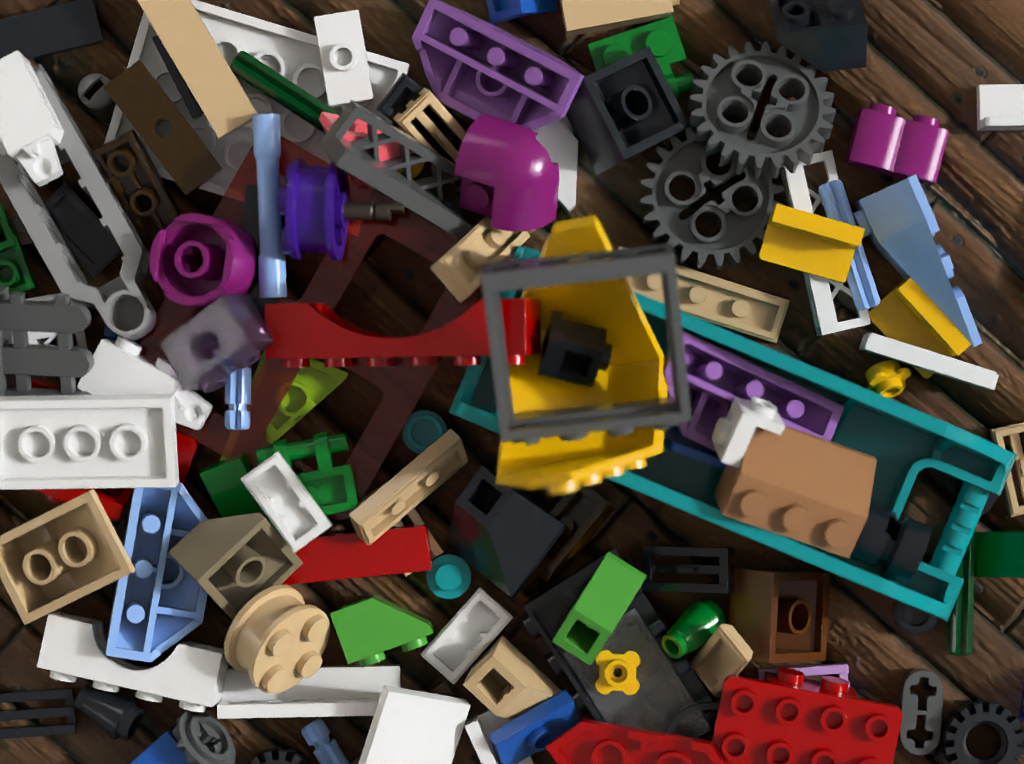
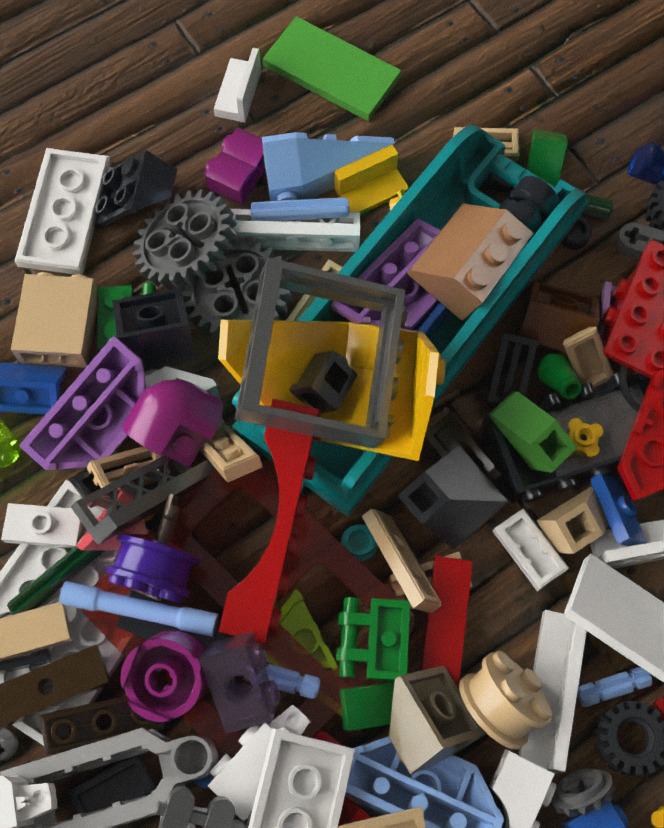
camera: 75 degrees left, 20 degrees down
(286, 502) = (390, 656): white plate -> none
(377, 625) = (510, 621): bright green slope -> none
(449, 576) = (480, 550): teal plate -> none
(735, 431) = (418, 278): white bracket -> none
(810, 243) = (288, 223): yellow panel -> none
(929, 361) = (396, 176): white tile -> none

